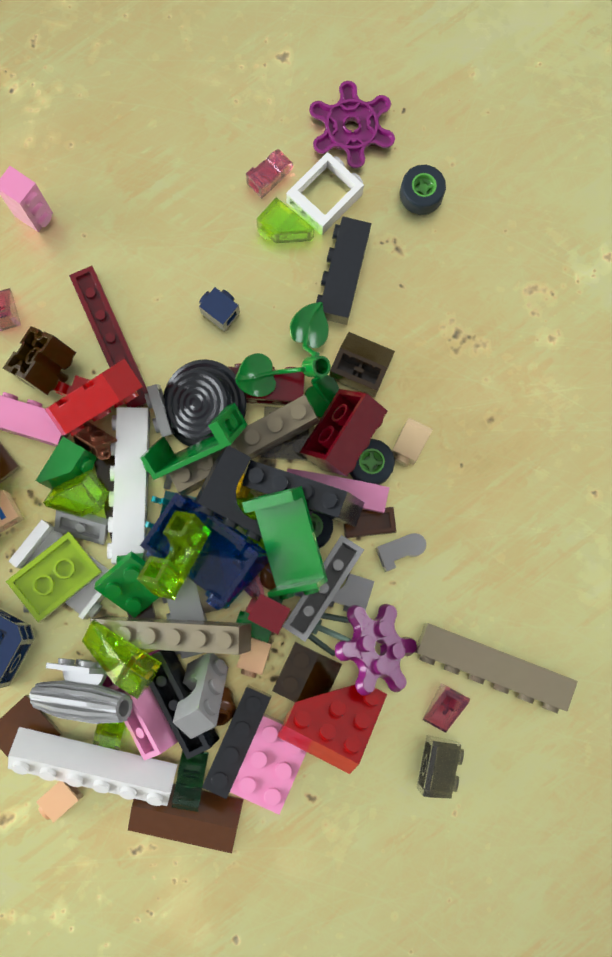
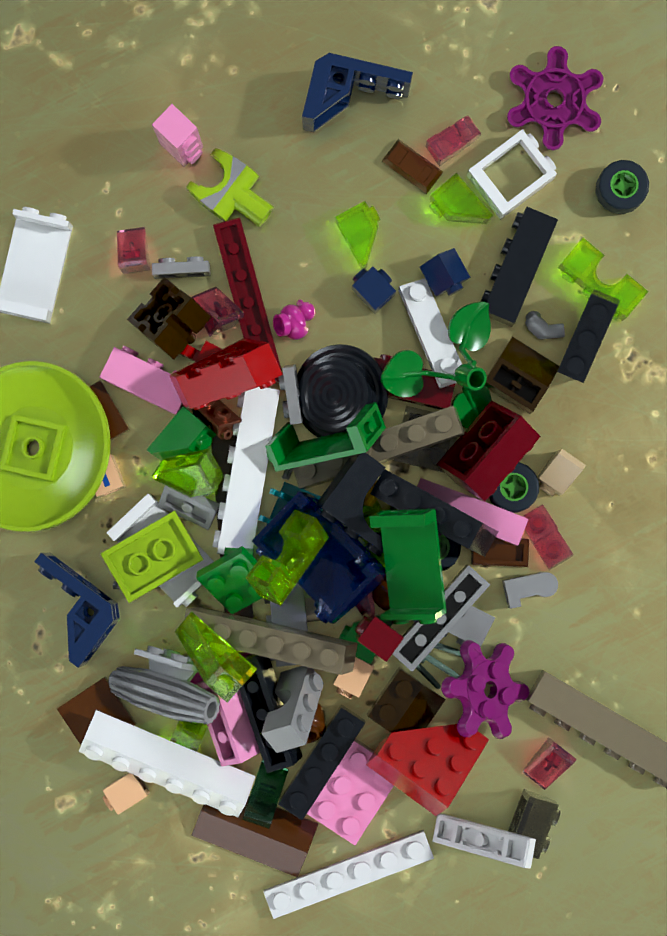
camera: 15 degrees right, 5 degrees up
(56, 315) = (169, 268): none -> light grey plate
(82, 244) = (232, 192): none -> lime connector
(89, 350) = (221, 309): none -> clear pink slope
(152, 347) = (292, 320): none -> dark pink animal
(168, 126) = (329, 98): none -> dark blue bracket
(199, 260) = (359, 230): none -> clear neon green slope
(238, 201) = (412, 166): none -> reddish brown tile
(275, 335) = (430, 329): none -> white plate
(278, 842) = (348, 874): none -> white plate
(280, 284) = (445, 273): none -> dark blue brick
(373, 321) = (541, 329): none -> light grey arm
(399, 789) = (484, 840): none -> white plate
(408, 503) = (546, 537): none -> clear pink slope
(415, 318) = (588, 335): none -> black brick
(433, 284) = (581, 268): none -> clear neon green arch

